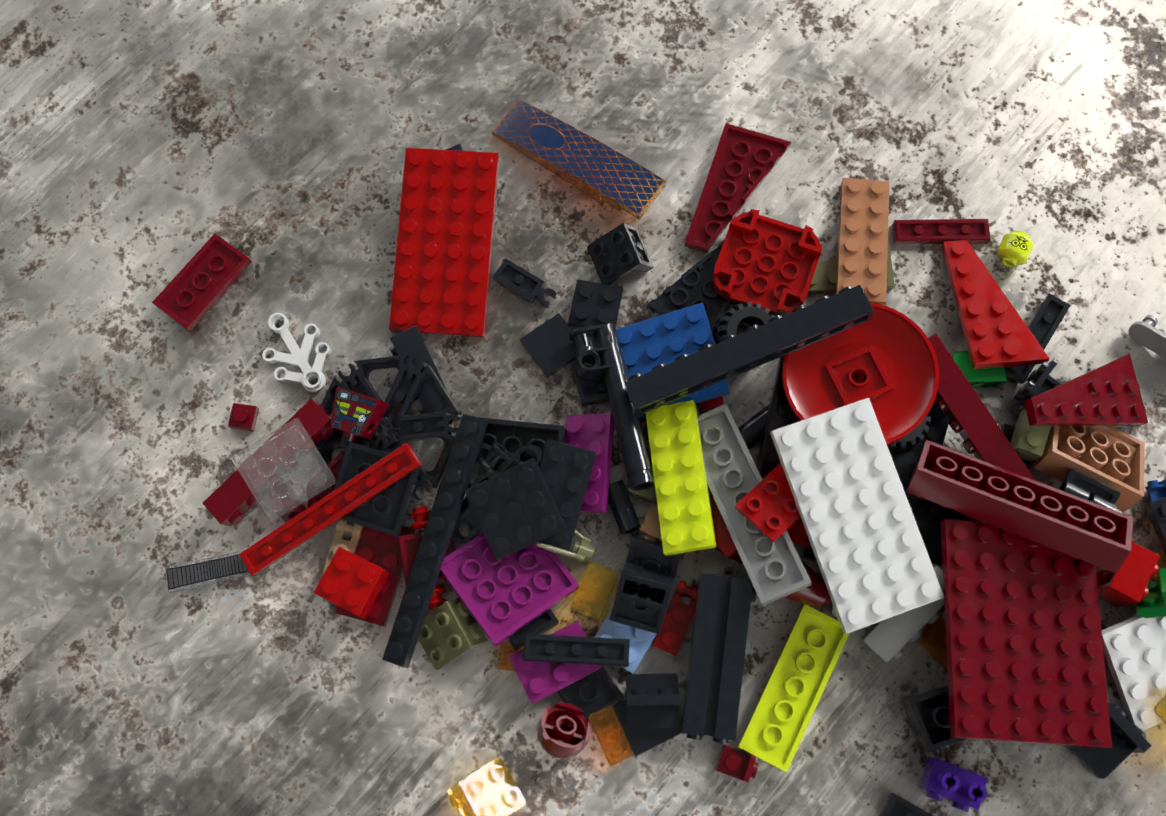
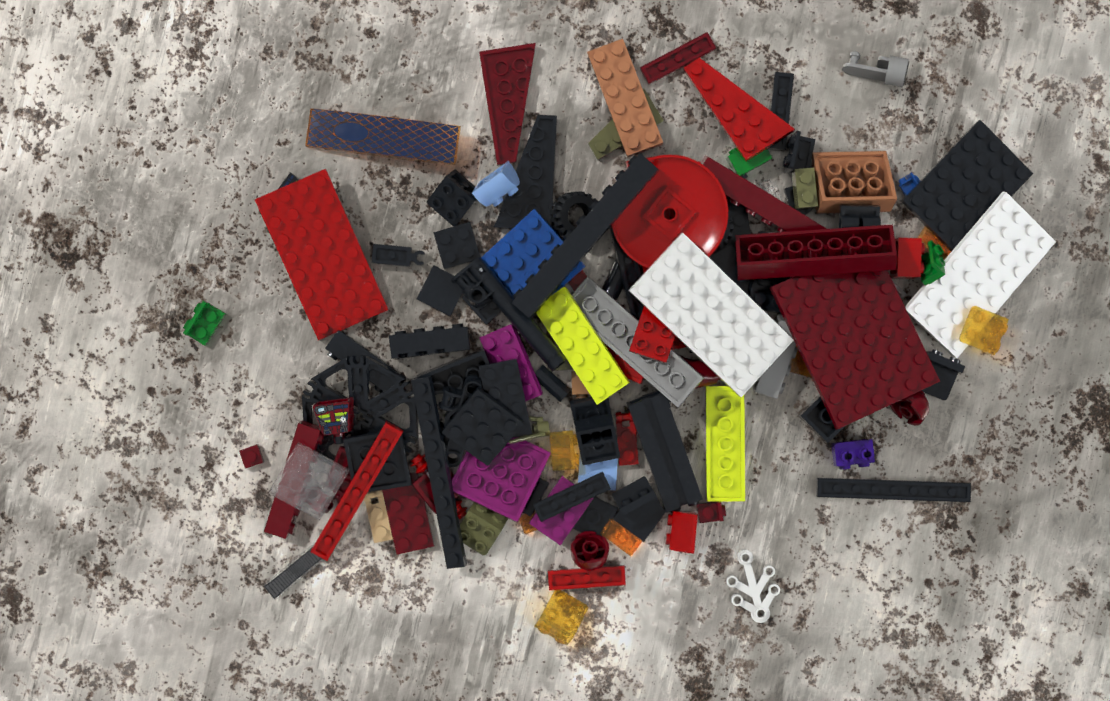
camera: 30 degrees left, 15 degrees up
(202, 282) = (160, 375): dark red plate -> none
(279, 251) = (203, 322): none -> green bracket
(298, 356) = (265, 392): white plant -> none
(351, 582) = (398, 531): red brick -> none
(506, 389) = (429, 342): none -> black wedge
(541, 764) = (581, 578): none -> red plate
(672, 259) = (497, 184): none -> light blue brick
(690, 767) = (682, 531): none -> red slope
(766, 263) = (564, 153): red tile -> none
(1015, 248) = (736, 48): neon yellow head -> none
(1055, 765) = (913, 408): none -> dark red cylinder
(1094, 399) = (839, 139): dark red wing -> none

